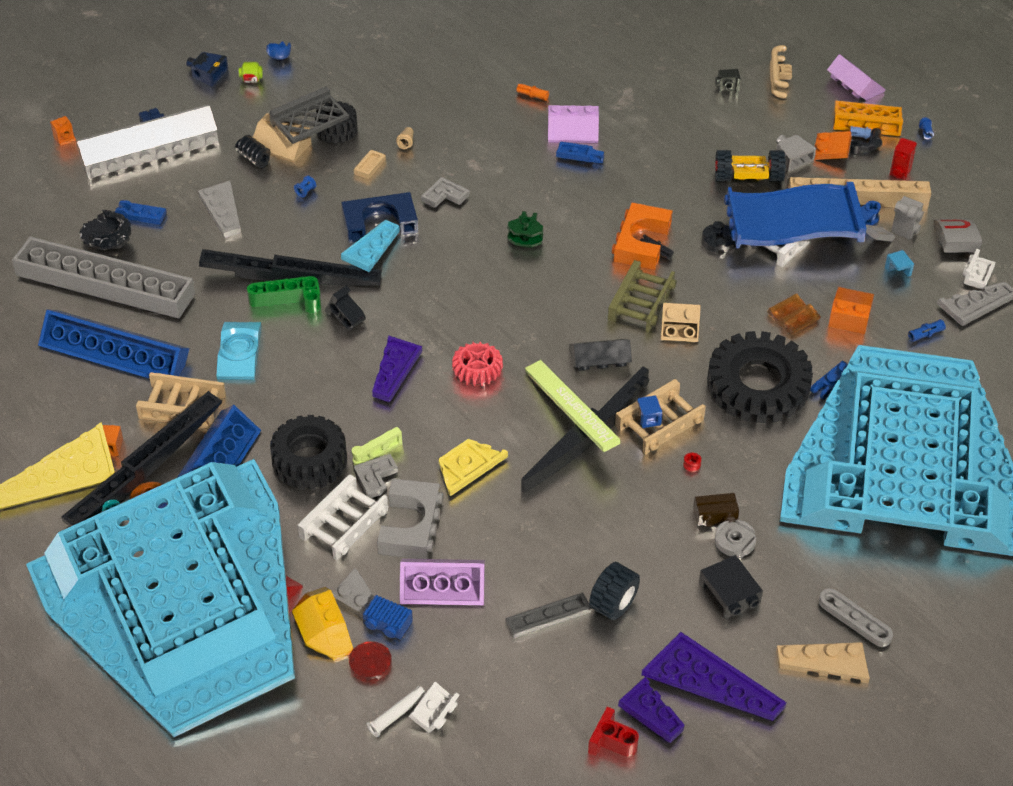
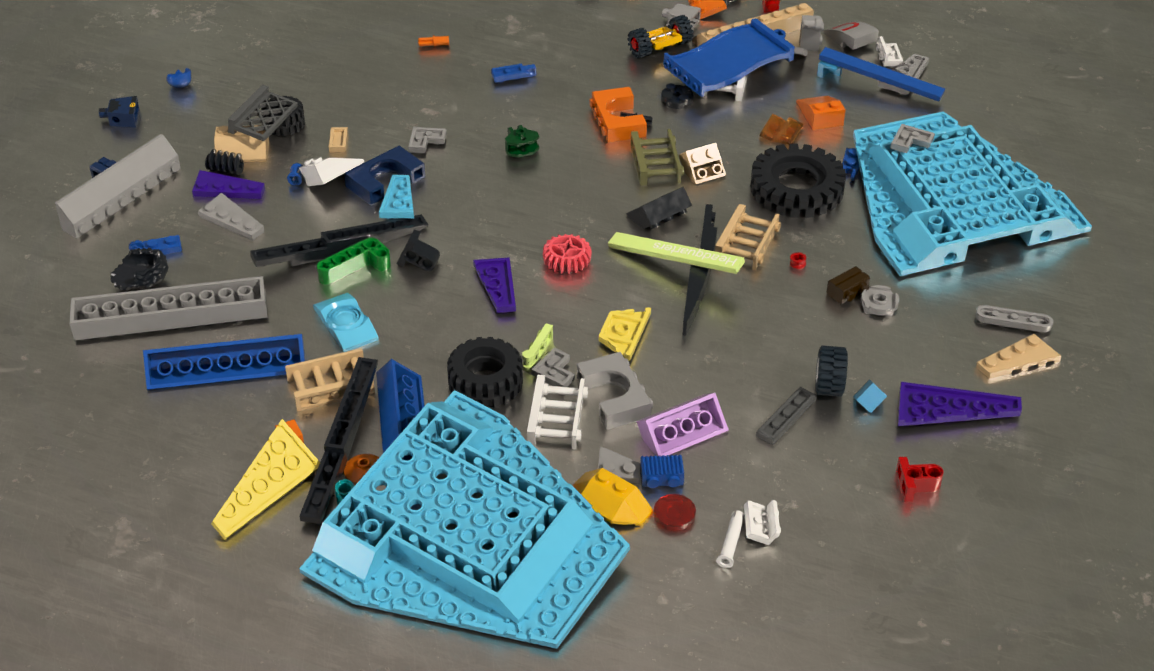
camera: 30 degrees left, 5 degrees down
(62, 131) = (21, 206): orange brick -> none
(241, 175) = (212, 184): none -> dark purple wing
(251, 72) = (167, 103): lime head -> none
(328, 192) = (321, 171): none -> white slope
(405, 138) = (355, 110): tan cone -> none
(573, 124) = (490, 52): lavender slope -> none
(639, 632) = (870, 396): none -> dark azure panel
(649, 709) = (927, 449): dark purple wing -> none
(650, 411) = (746, 232): blue panel -> none
(731, 586) = (909, 332): black panel -> none
(891, 375) = (910, 135): none -> light grey plate
(935, 326) = (890, 102): blue pin -> none
(945, 293) = (882, 74): none -> blue tile

